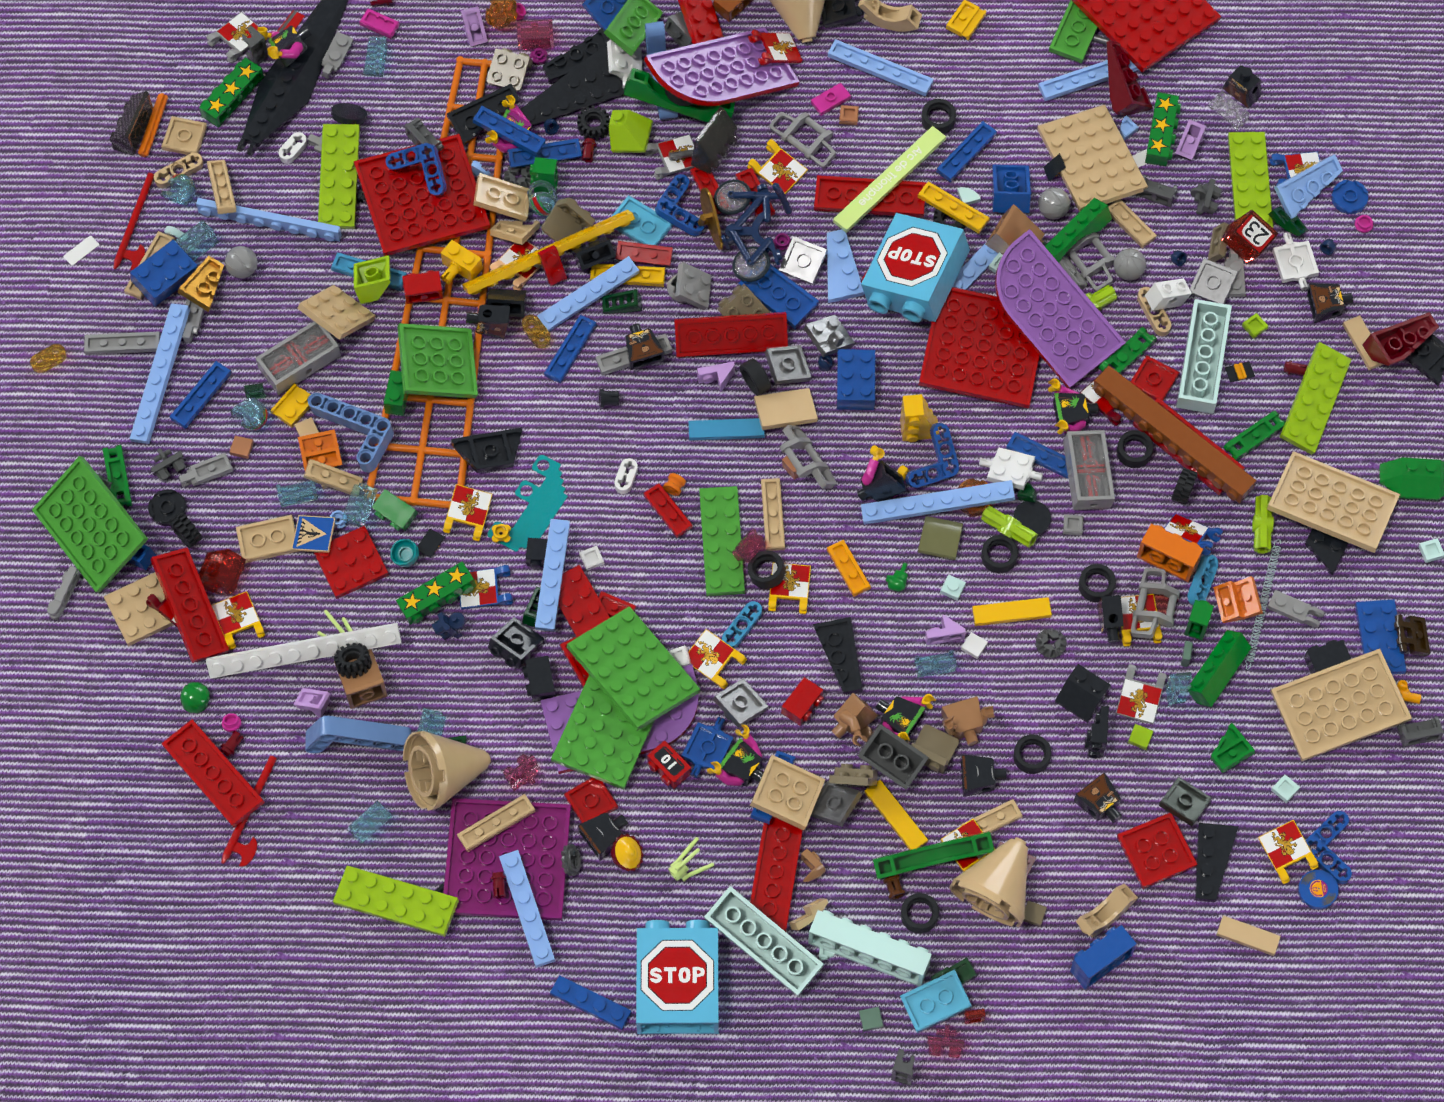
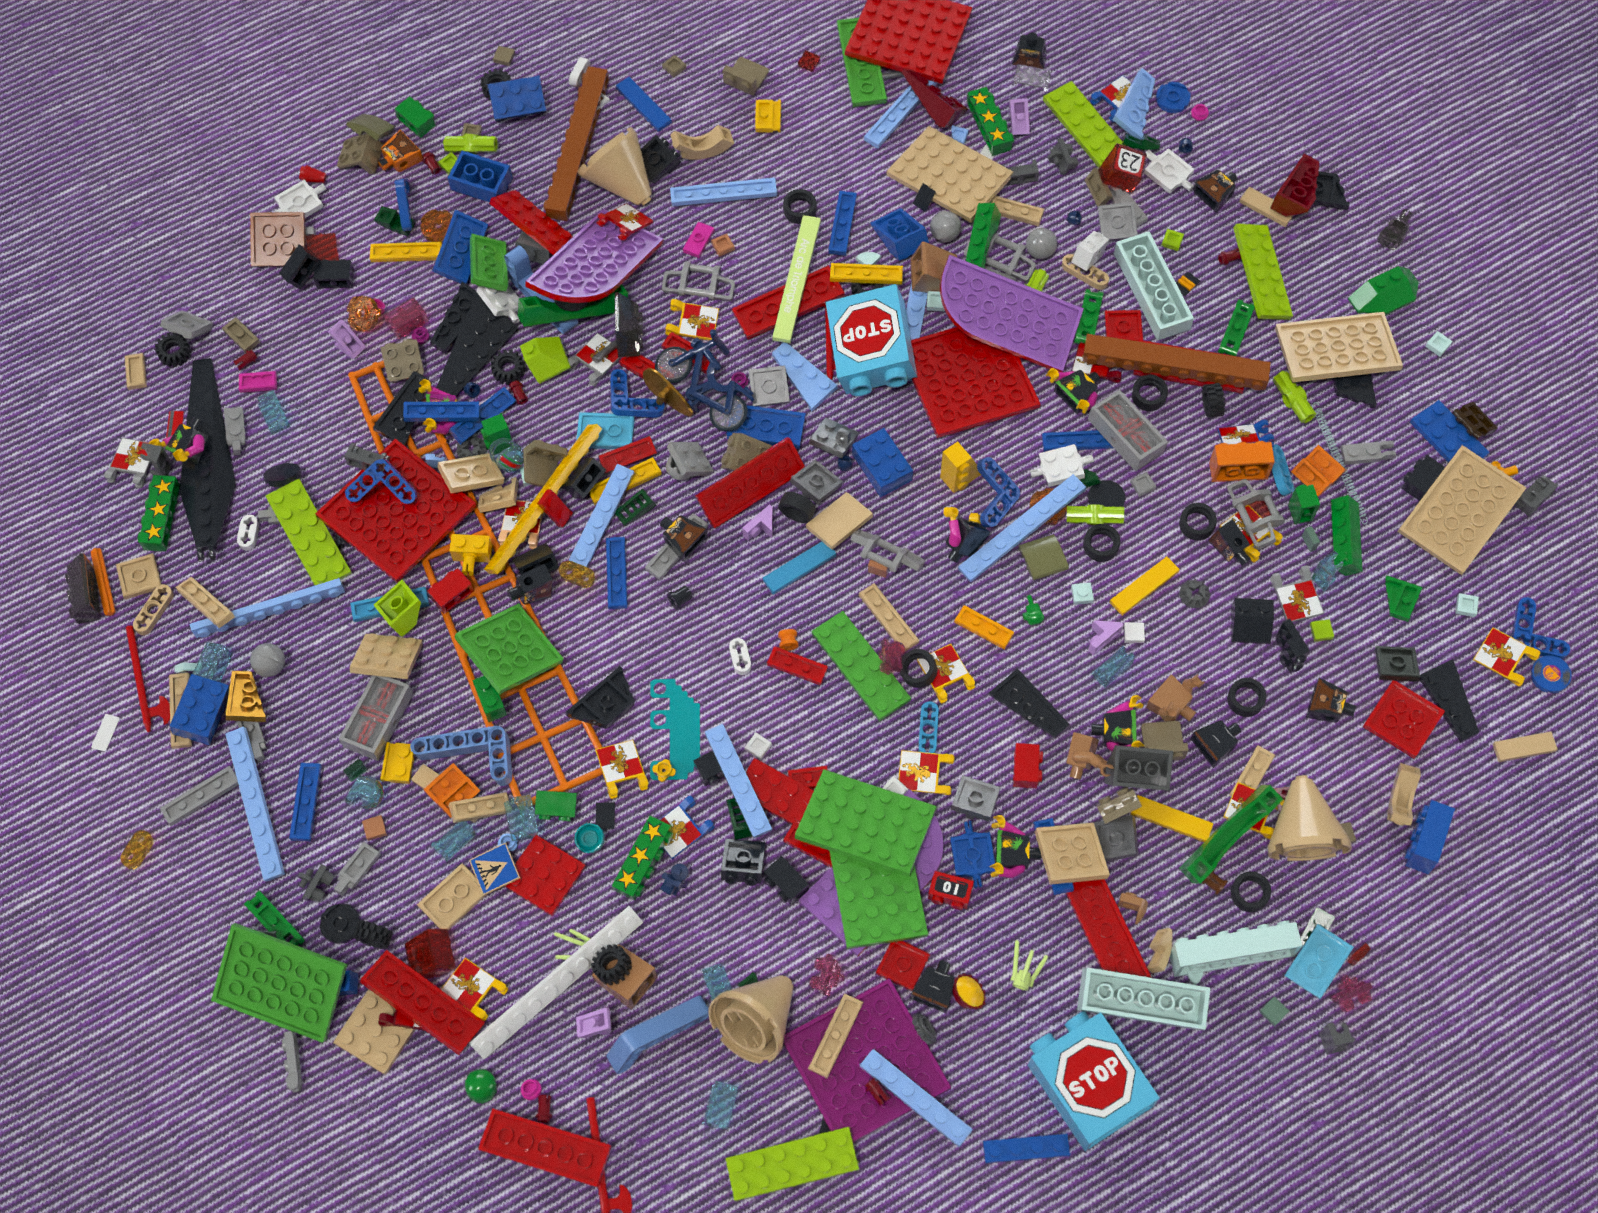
camera: 30 degrees left, 0 degrees up
(182, 189) = (168, 625): clear light blue helmet -> none

